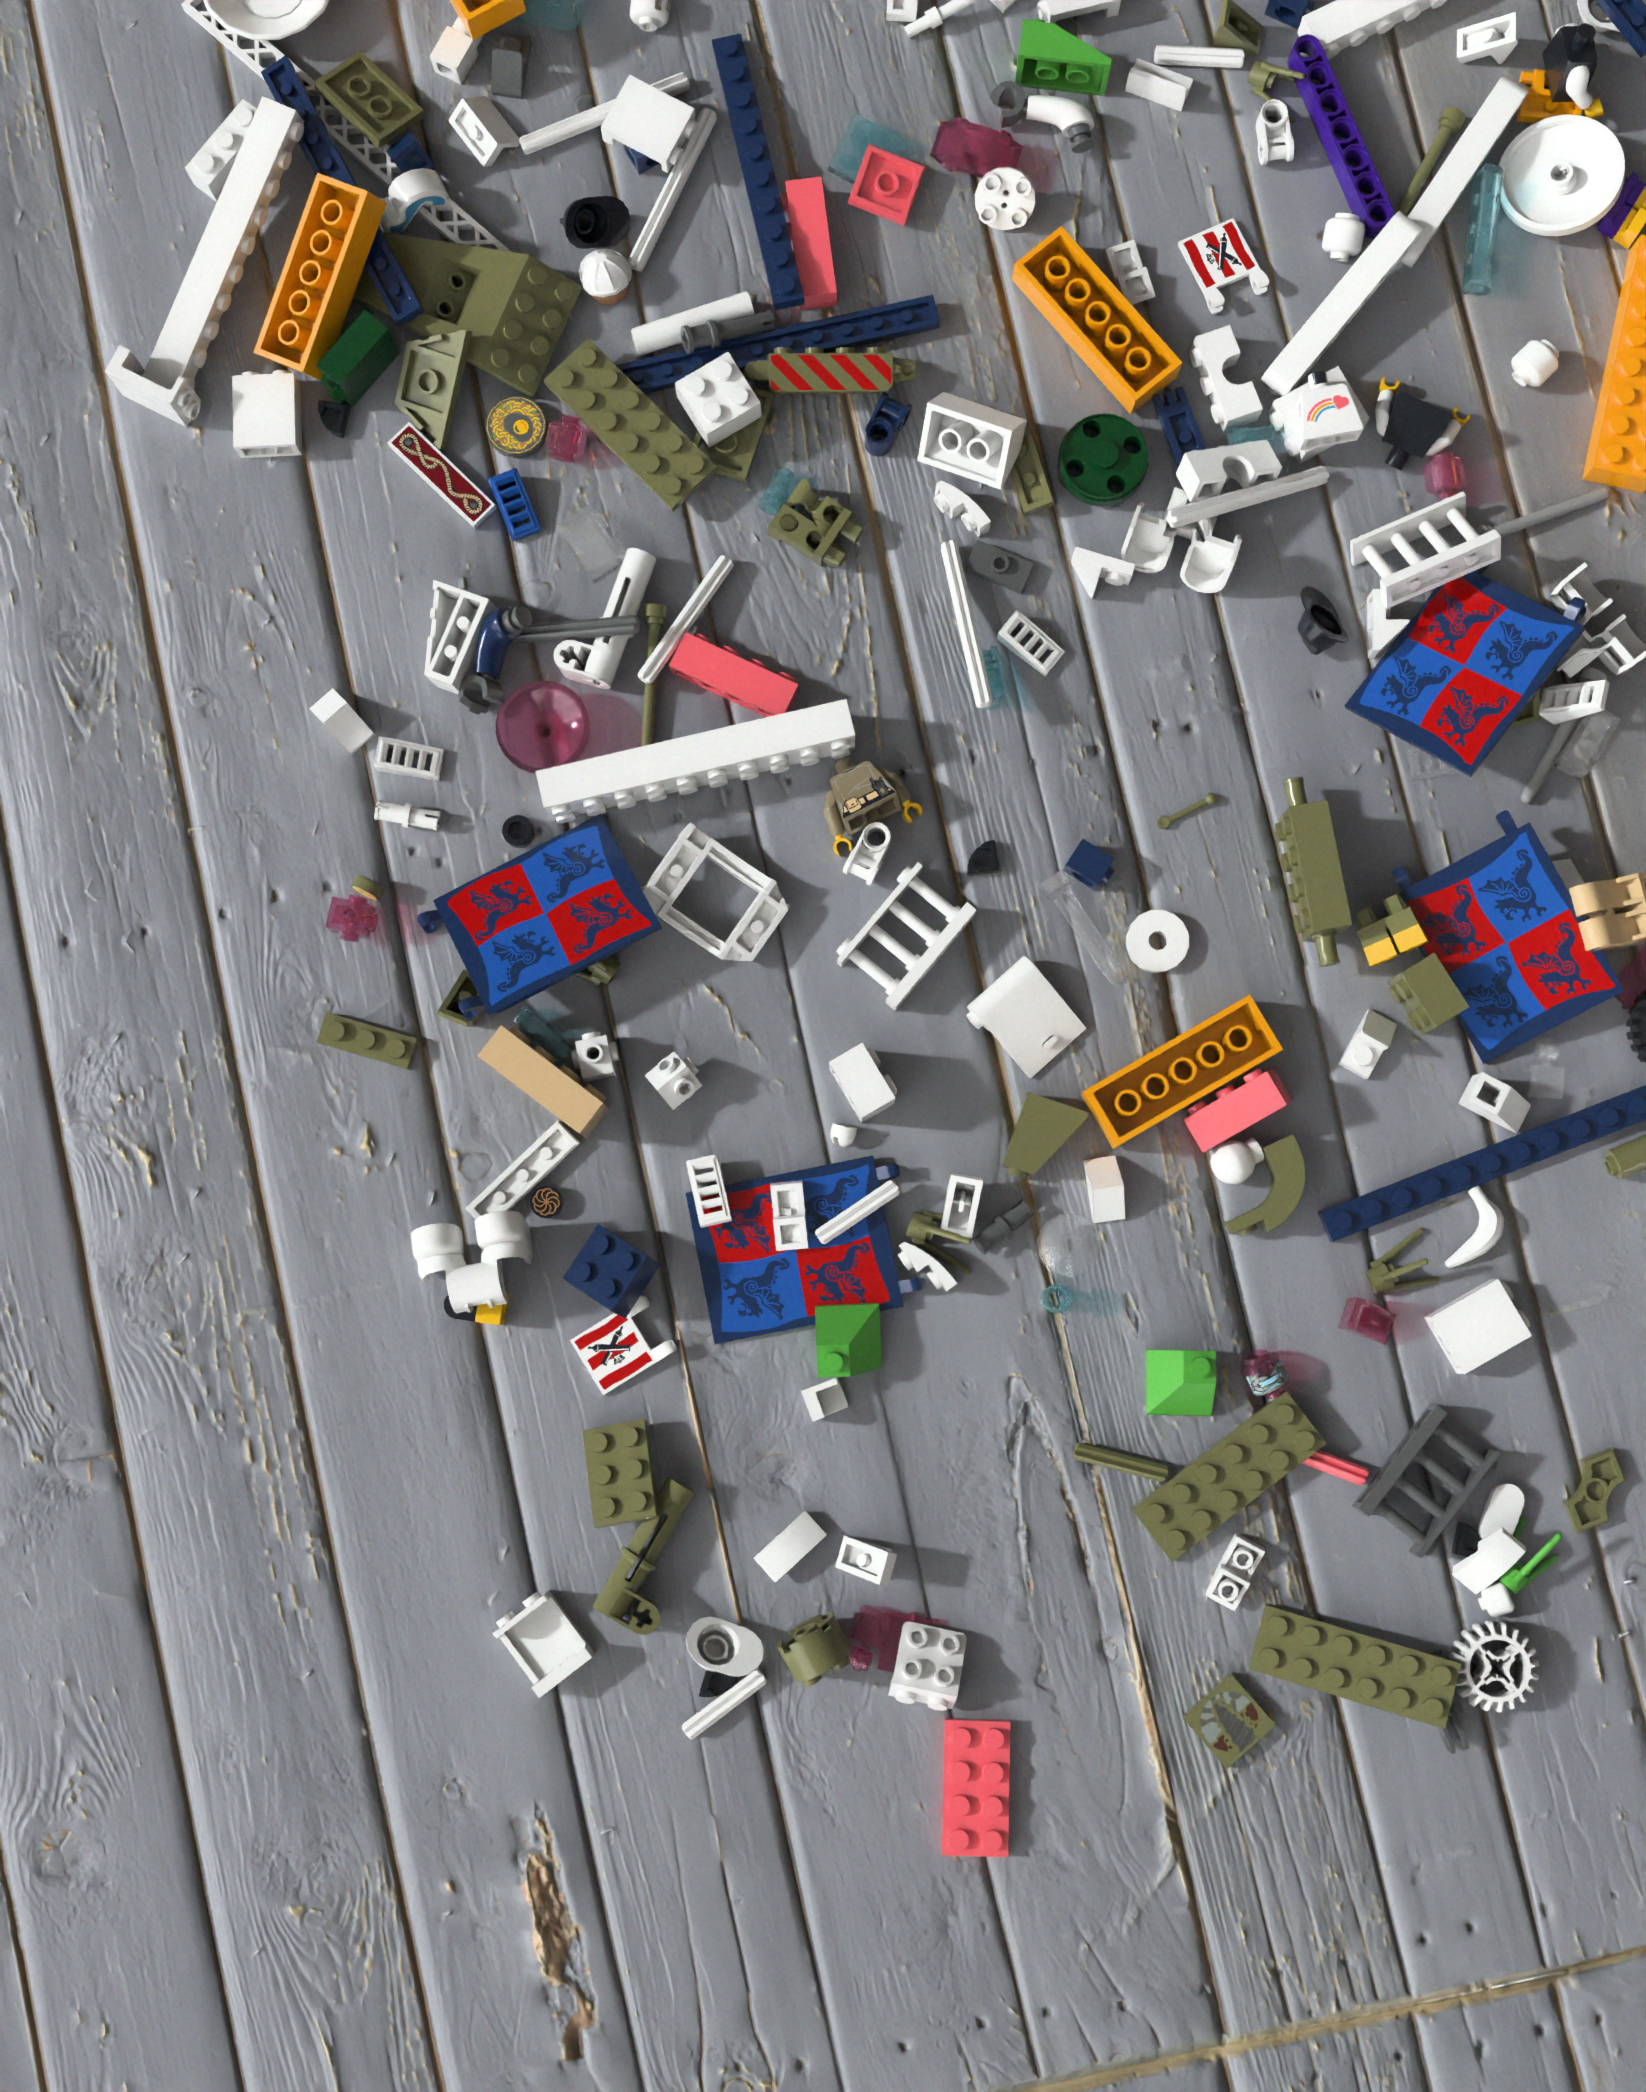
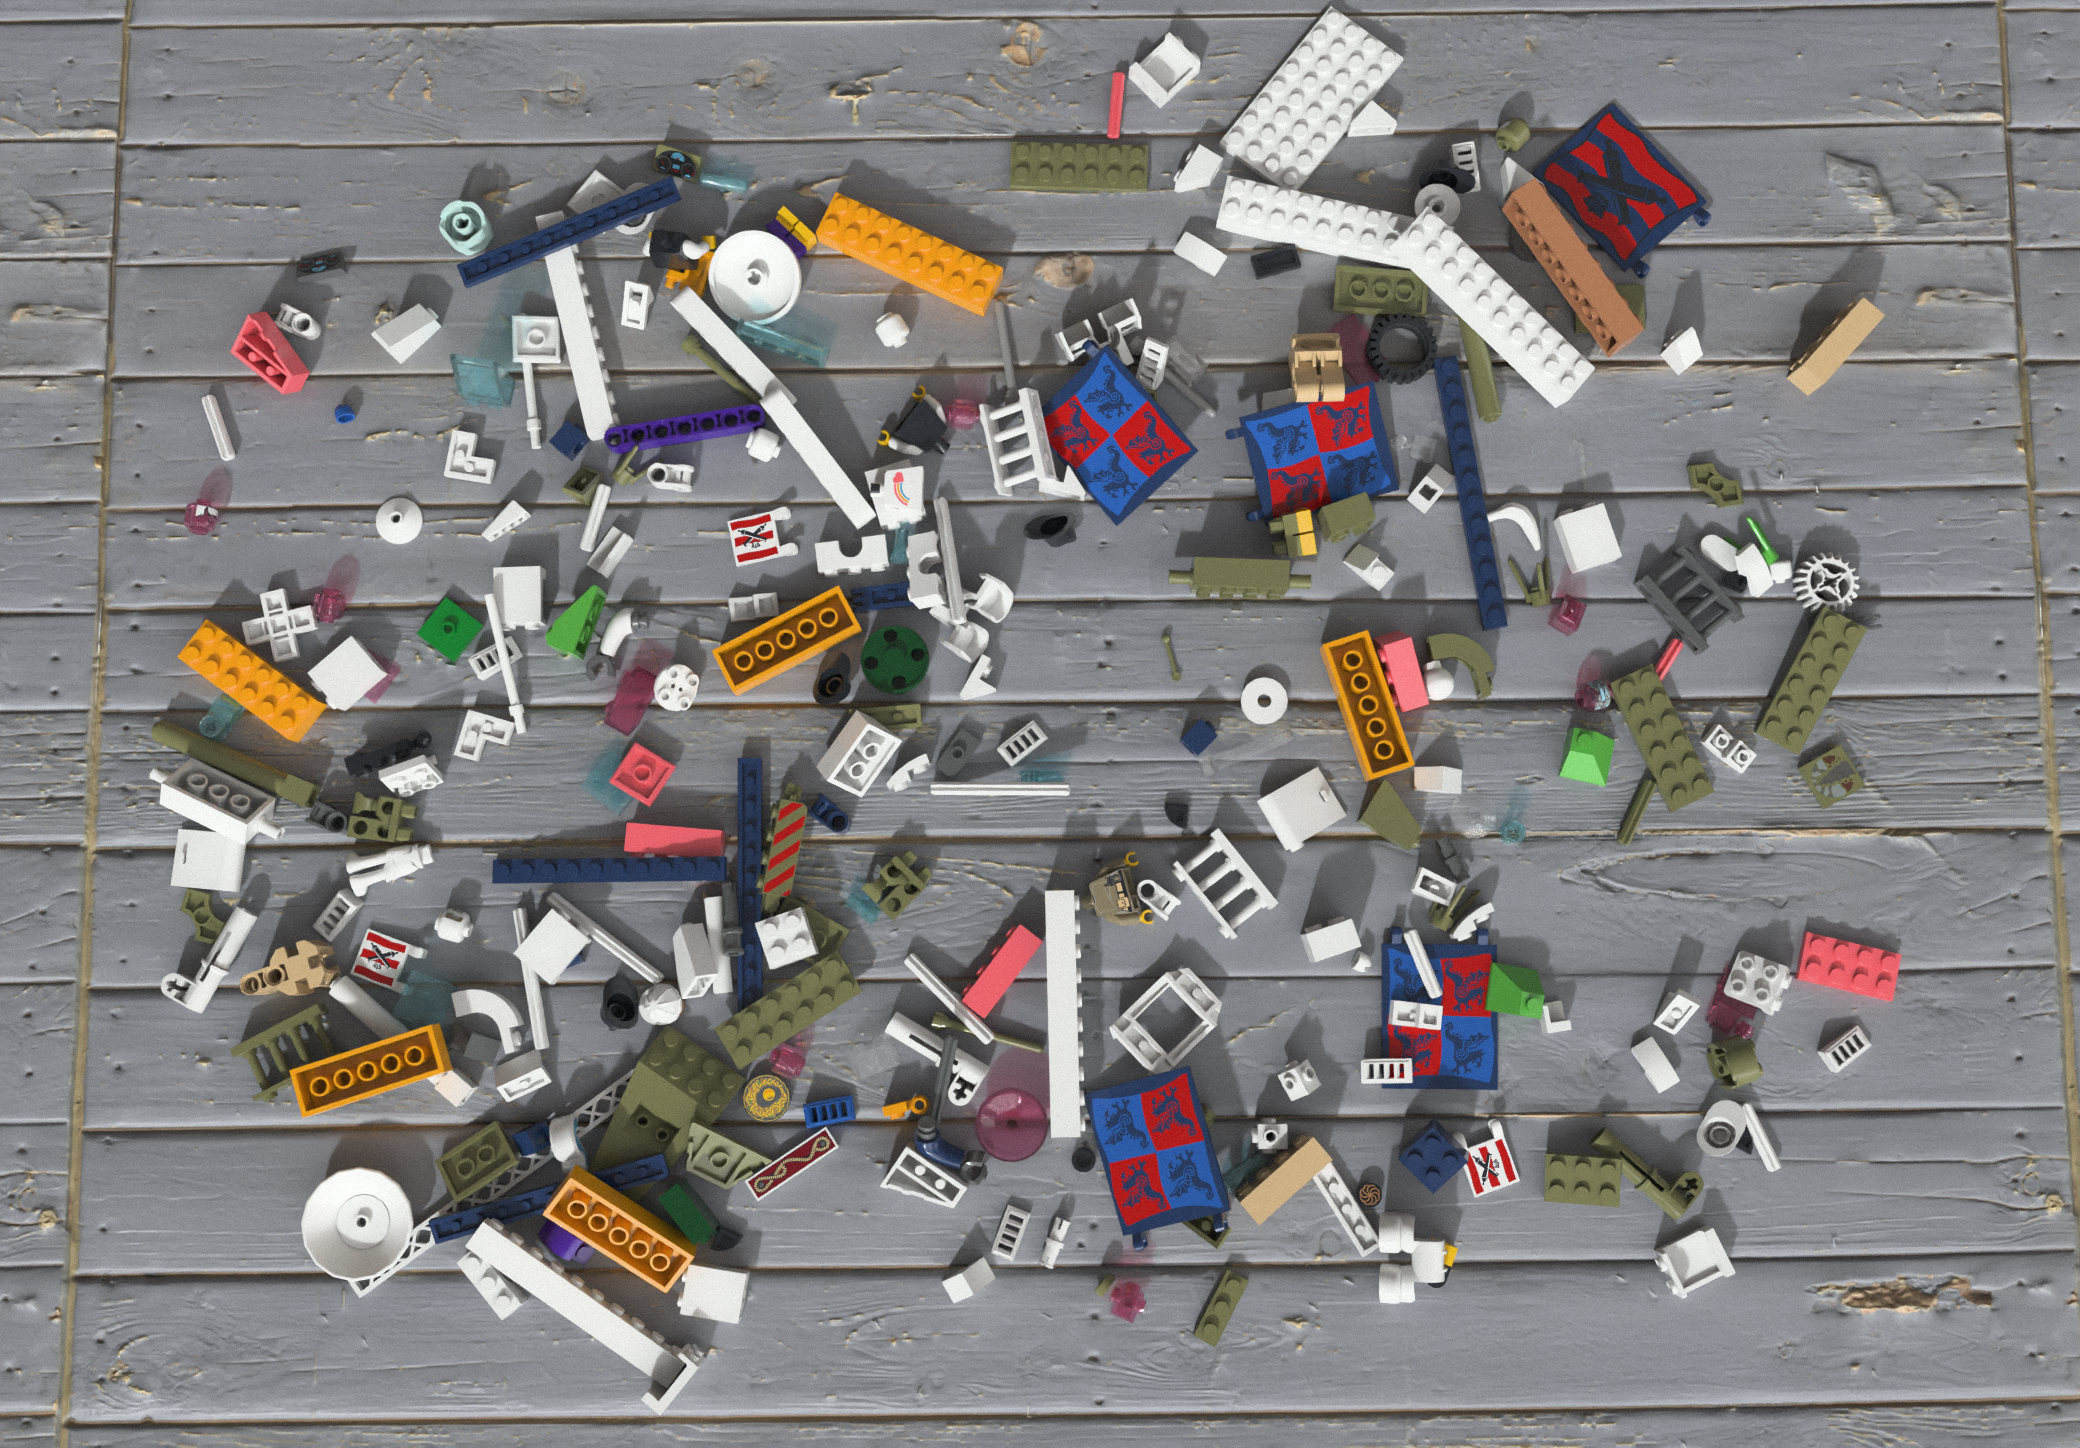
camera: 80 degrees left, 0 degrees up
(285, 223) = (565, 1243): none -> dark purple brick
(533, 586) = (897, 1109): none -> light orange plate
(559, 82) = (497, 1007): none -> white arch
(666, 296) = (693, 960): none -> white slope
(845, 1782) = (1826, 1052): none -> white slope
(1058, 389) = (832, 679): none -> black piece

